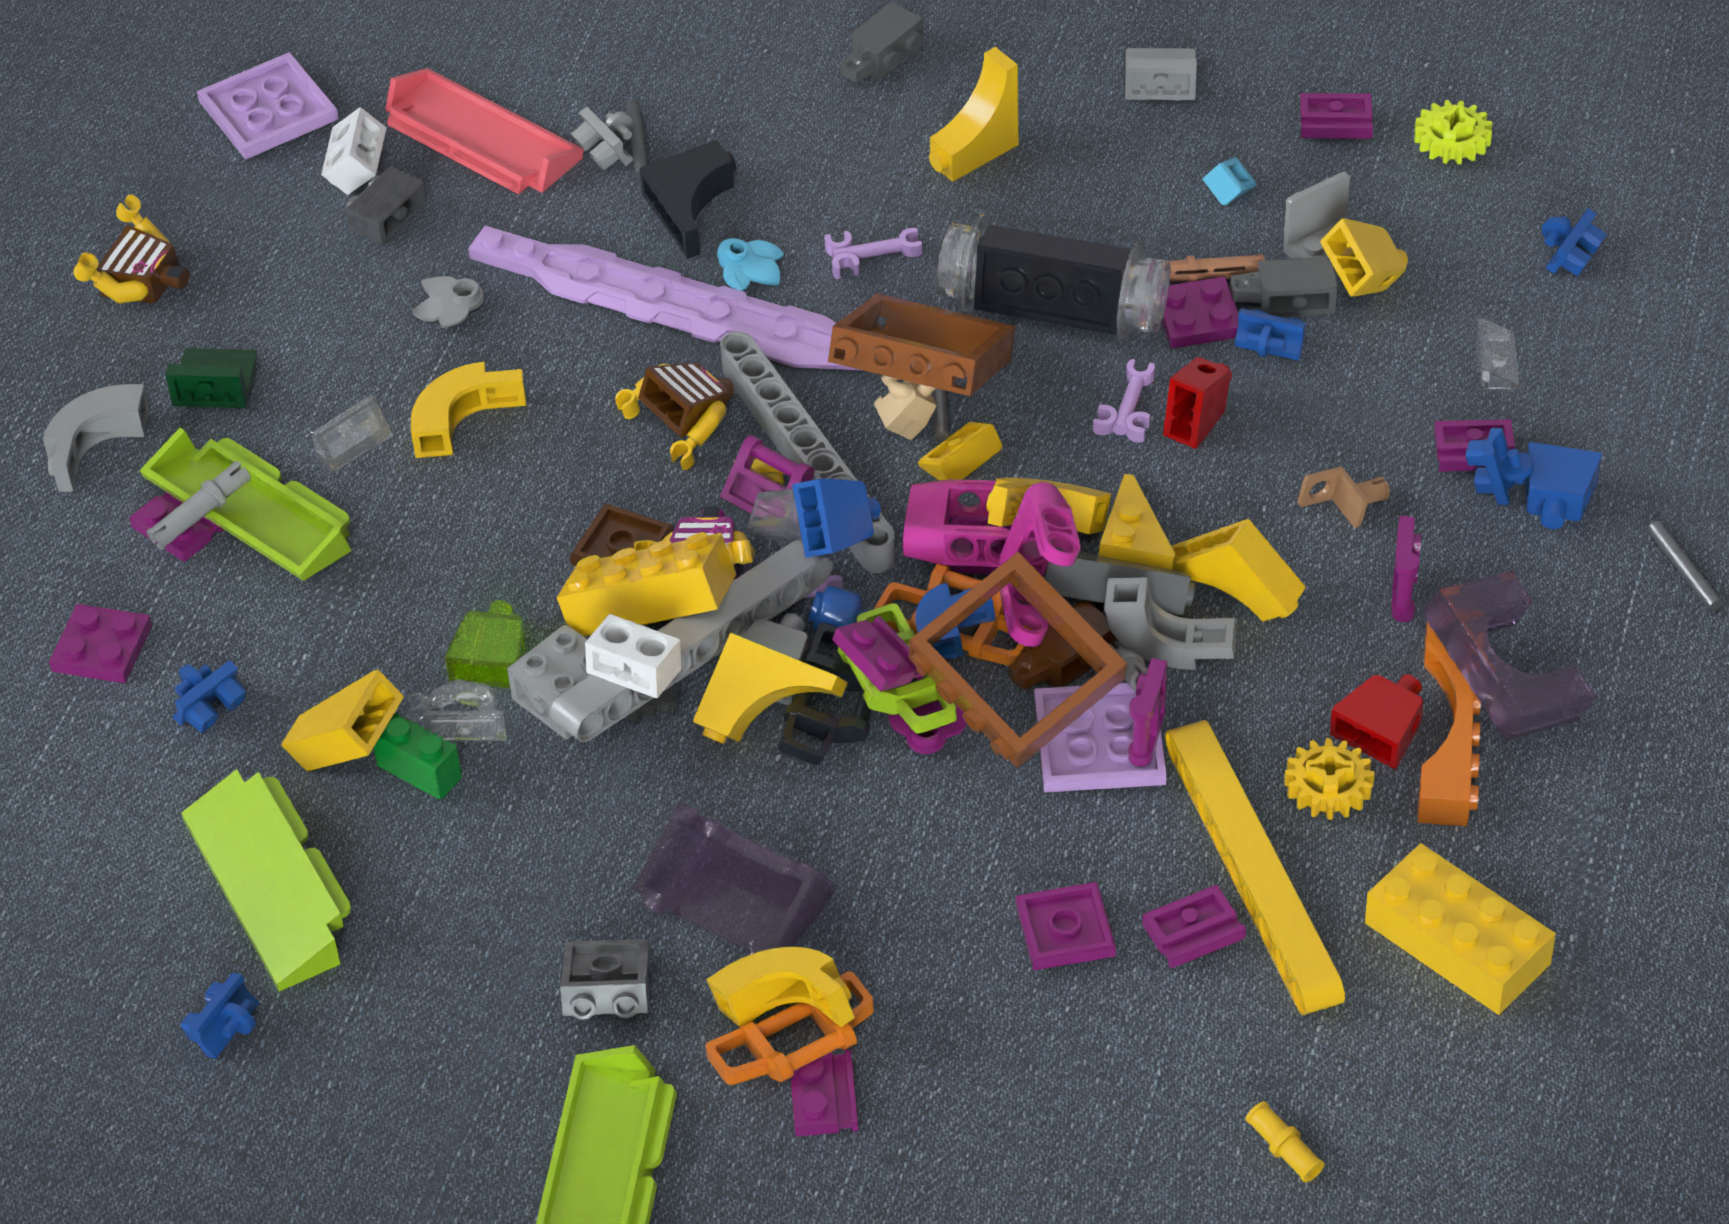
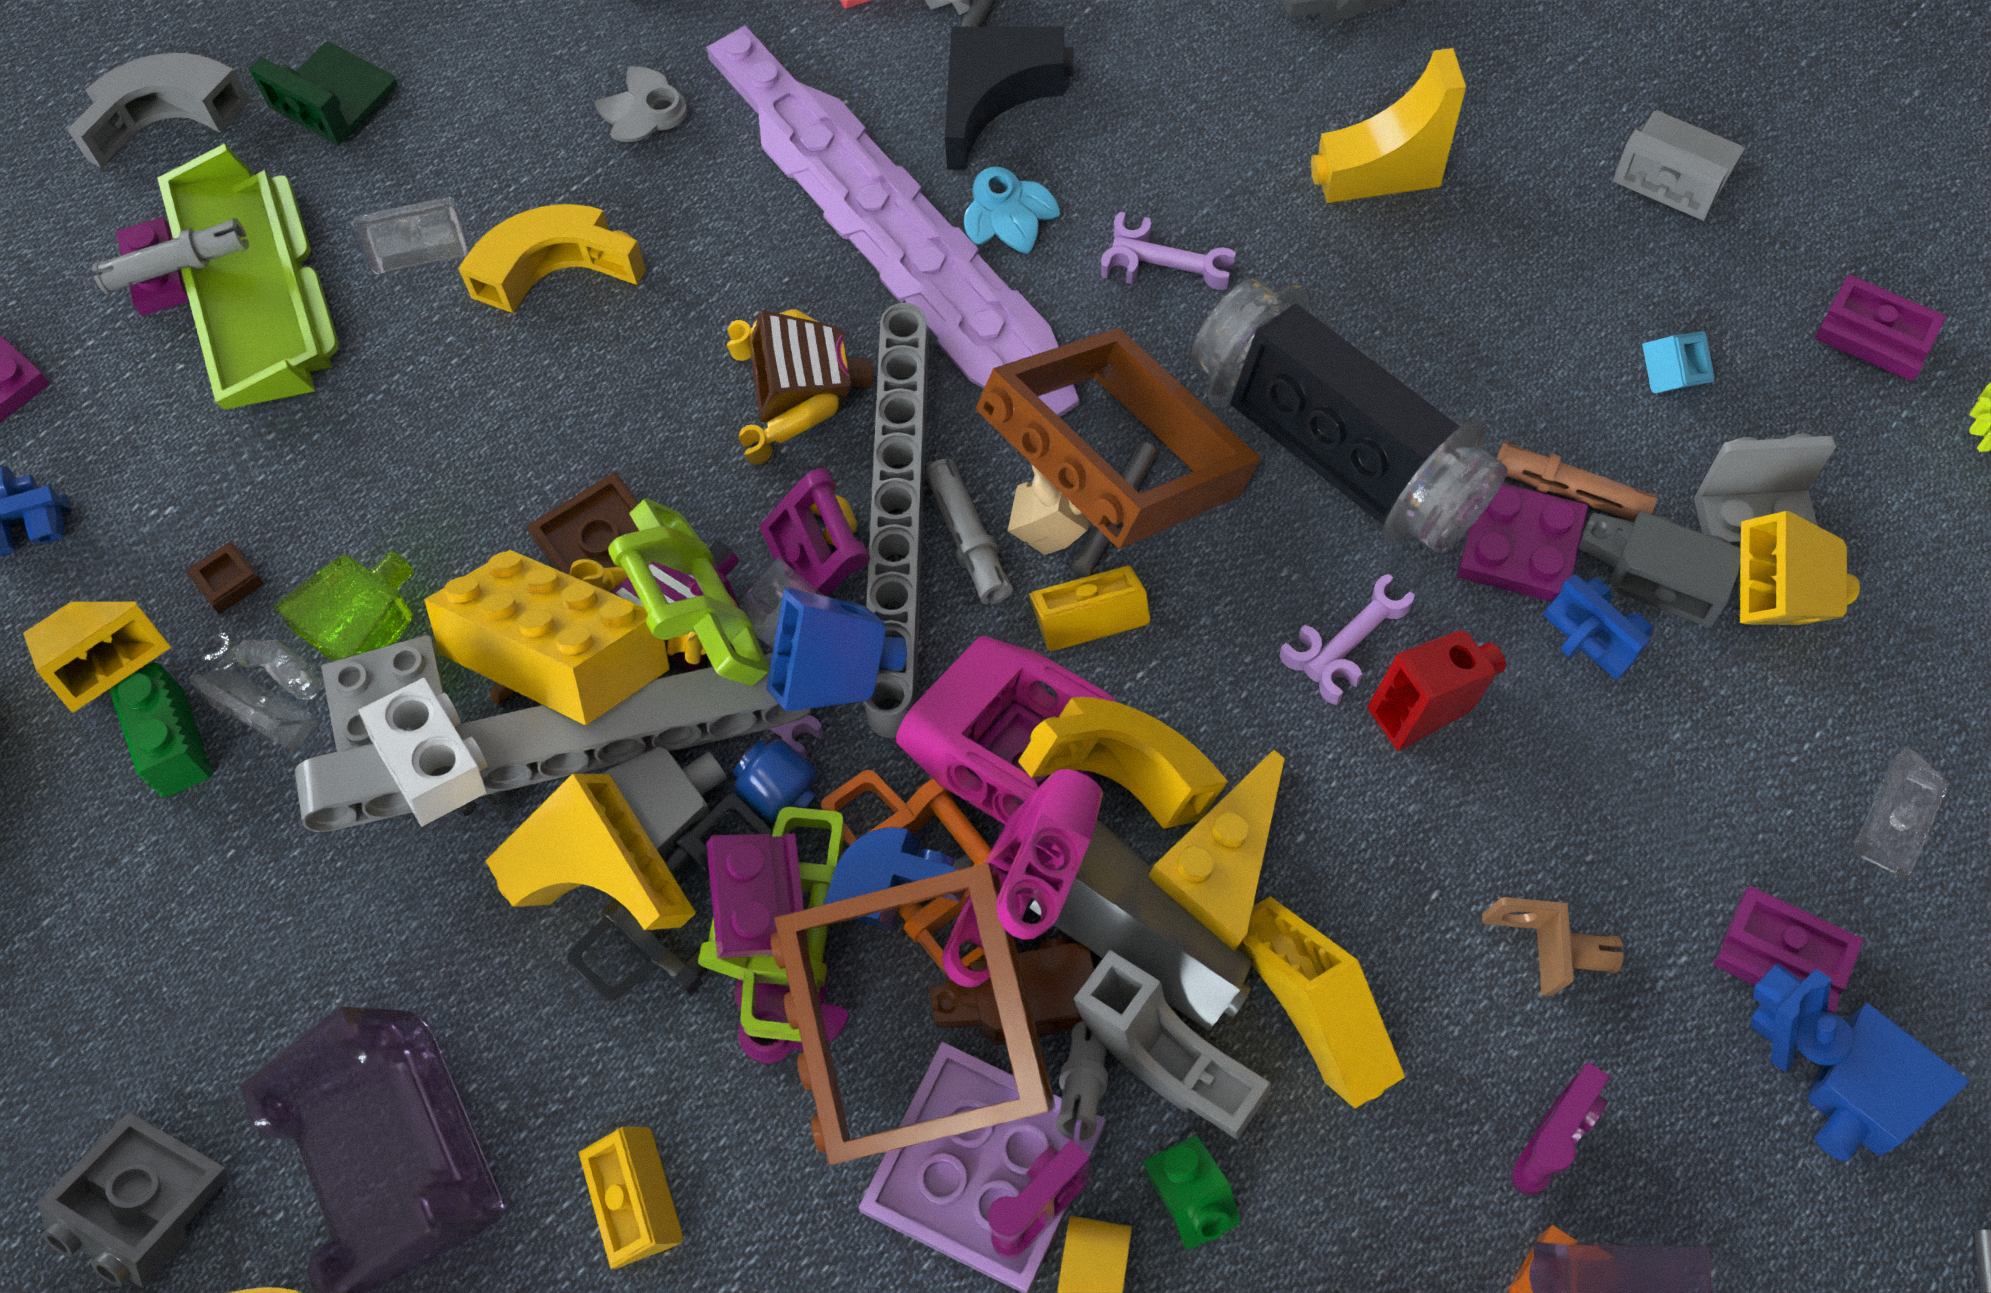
camera: 30 degrees right, 15 degrees up
(390, 665) = (224, 577): none -> reddish brown tile
(700, 510) = (671, 541): none -> lime bar
(868, 449) = (975, 547): none -> light grey pin
(901, 848) = (630, 1196): none -> yellow slope
(1226, 691) = (1193, 1191): none -> green bracket

